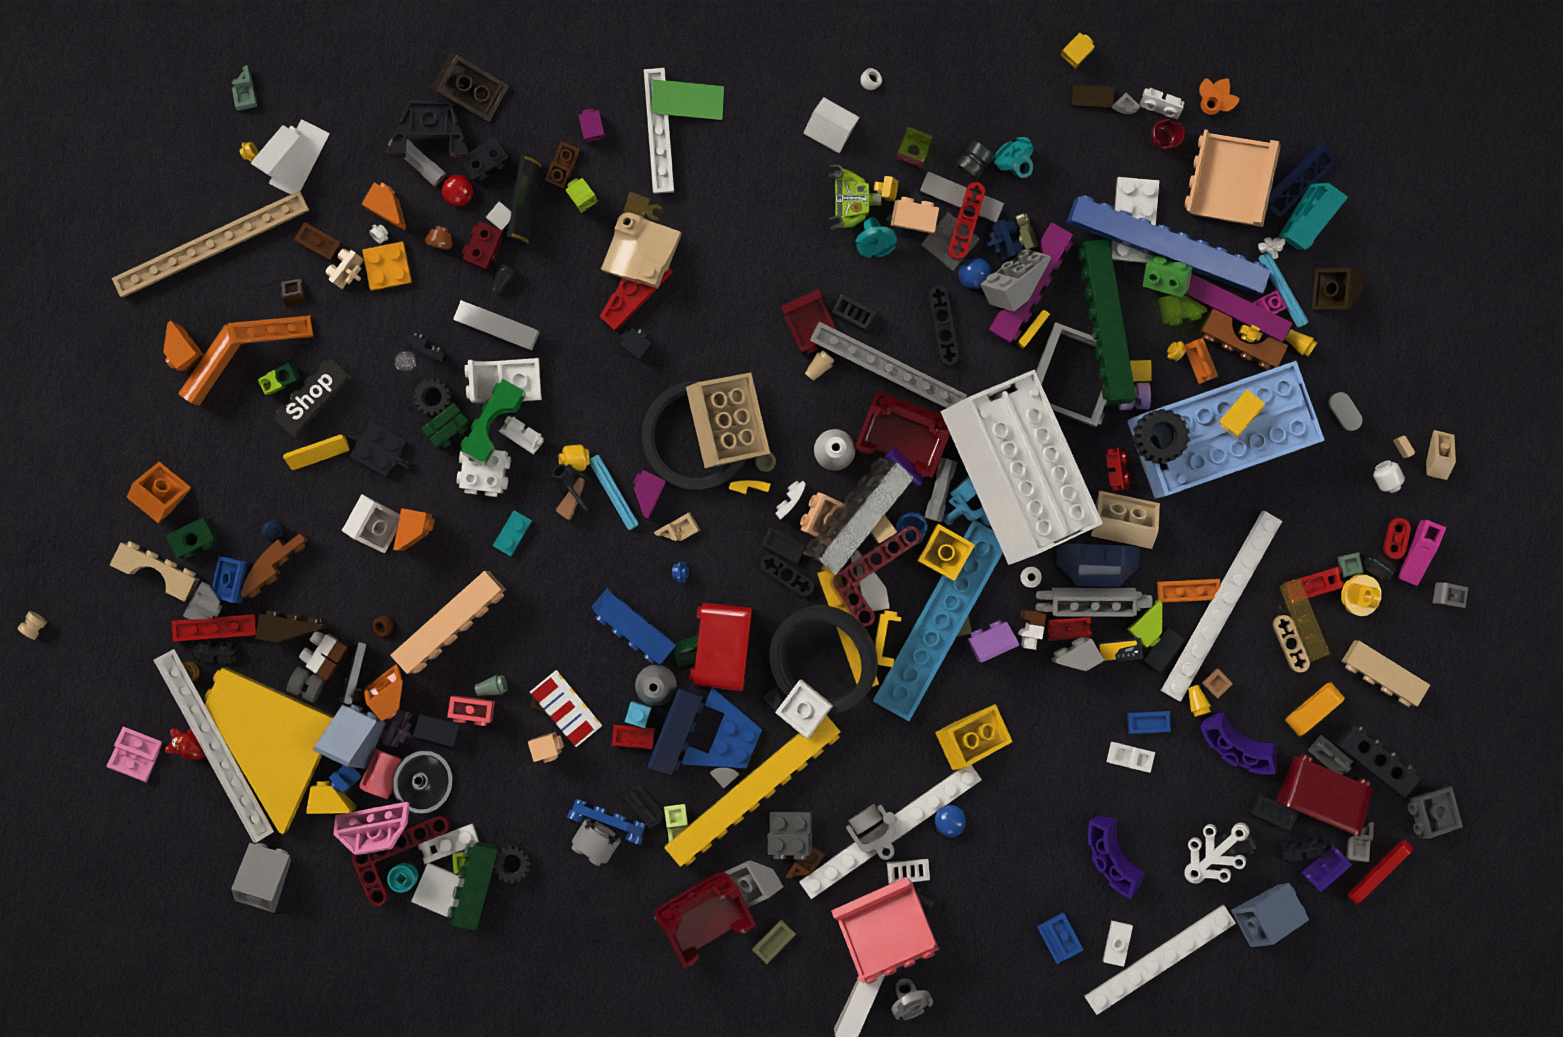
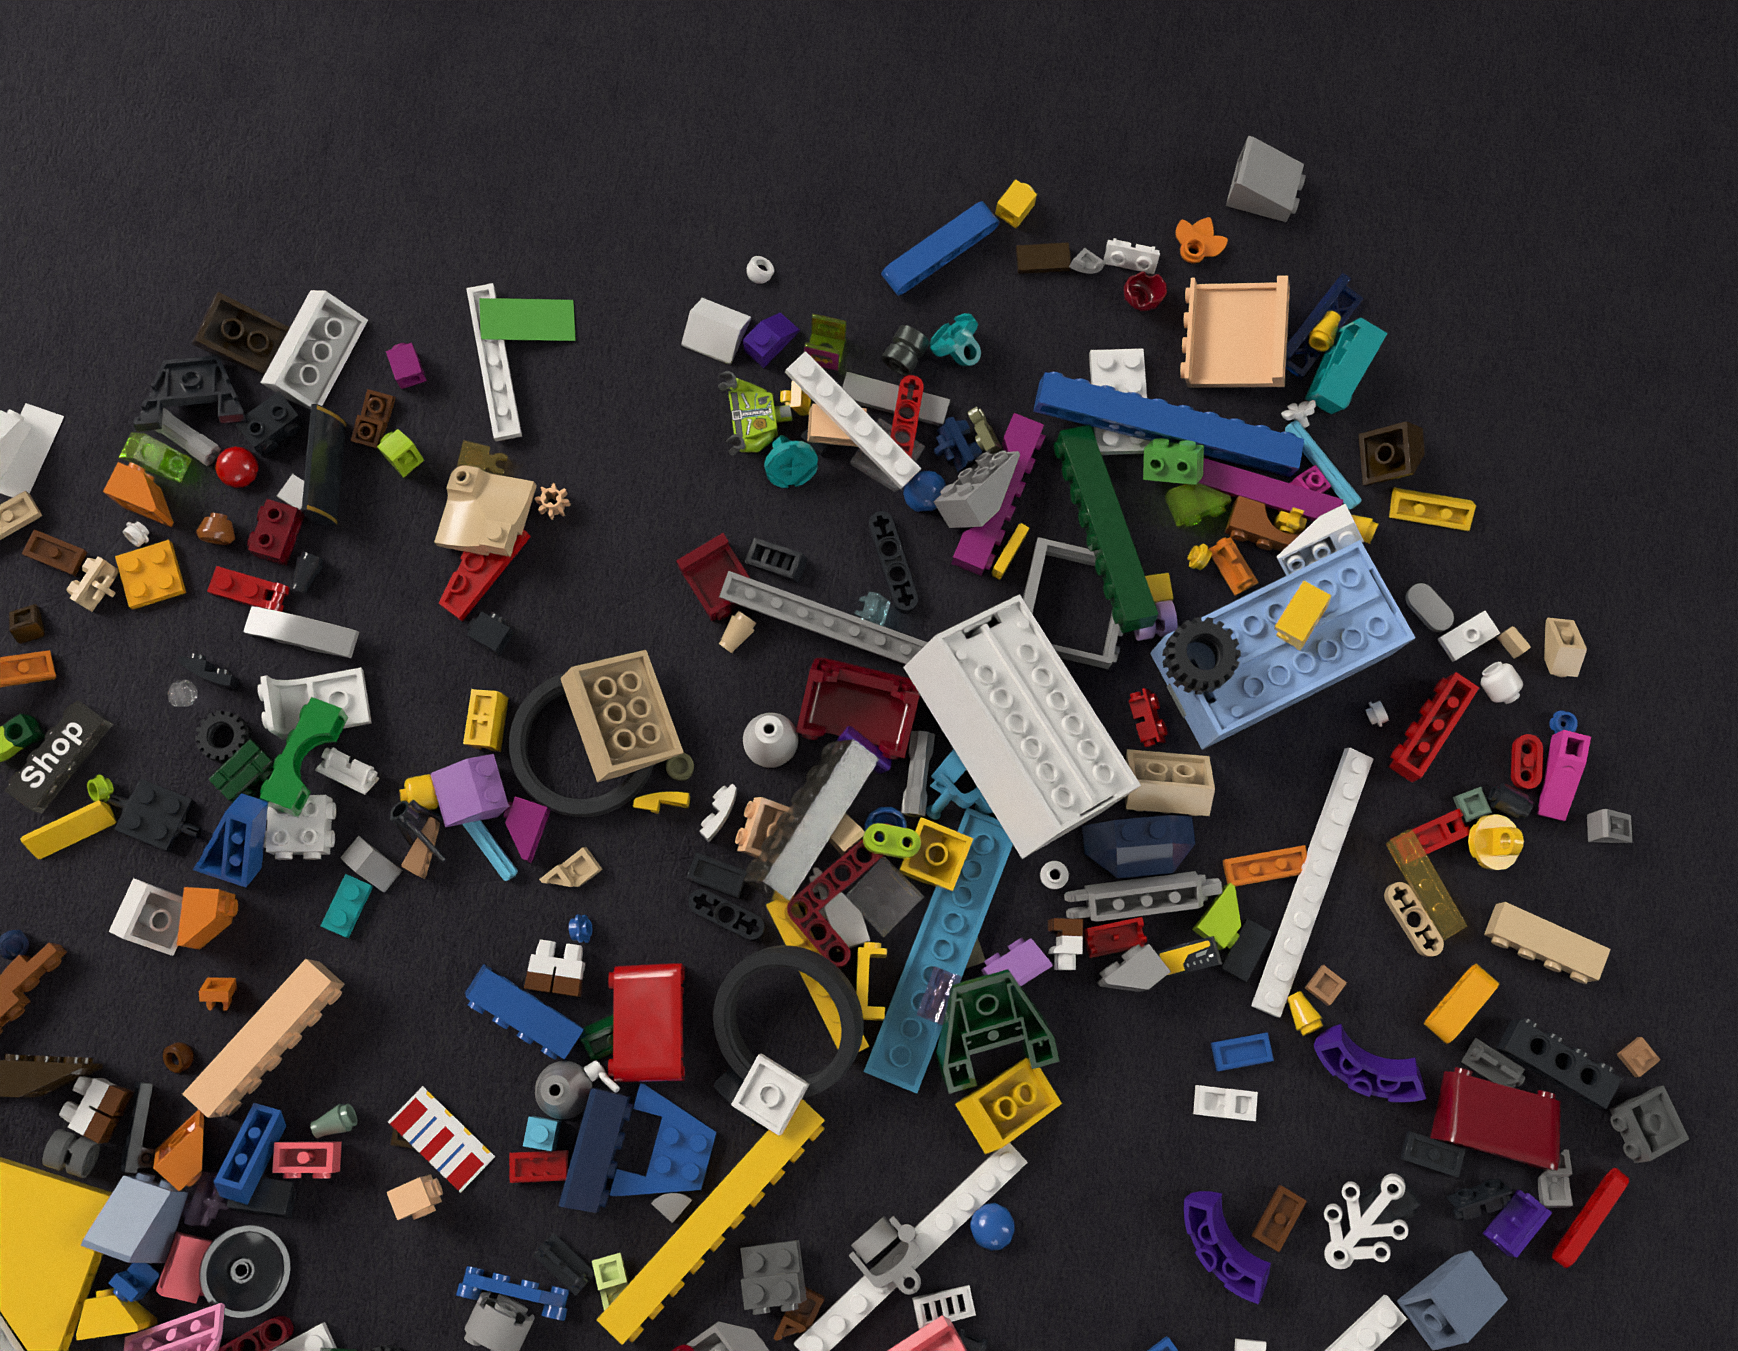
camera: 15 degrees left, 10 degrees down
(340, 424) = (100, 788): none -> lime plate
(397, 175) = (155, 457): none -> clear neon green slope
(416, 582) = (217, 990): none -> orange tile
(433, 701) = (250, 1153): none -> blue brick
(438, 481) = (237, 843): none -> blue wedge
(458, 287) = (247, 589): none -> red plate
(523, 105) = (314, 349): none -> white slope
(532, 504) = (371, 864): none -> light grey slope
(610, 461) = (470, 790): none -> medium lavender slope
(626, 409) = (486, 720): none -> yellow hinge
(668, 603) = (545, 967): none -> hips
(679, 675) = (595, 1070): none -> white hand
(693, 240) = (555, 495): none -> light nougat gear
(872, 137) = (769, 338): none -> dark purple slope
(904, 577) = (884, 896): none -> clear plate
(915, 540) = (892, 841): none -> lime plate
(925, 361) = (875, 608): none -> clear light blue tile
(927, 216) = (852, 420): none -> white plate
(934, 655) = (937, 995): none -> clear purple hips
(965, 675) = (987, 1016): none -> dark green wedge
(1013, 79) = (940, 248): none -> blue beam
(1156, 842) = (1279, 1218): none -> reddish brown plate
(1270, 353) = (1323, 537): none -> white slope
(1277, 56) = (1266, 181): none -> light grey slope
(1290, 487) = (1377, 713): none -> white plate
(1301, 186) = (1324, 333): none -> yellow cone
(1329, 506) = (1433, 727): none -> red brick
(1361, 334) = (1431, 509): none -> yellow slope
(1371, 437) = (1468, 636): none -> white plate
(1435, 512) = (1566, 717): none -> blue plate
(1438, 763) = (1638, 1057): none -> medium nougat tile

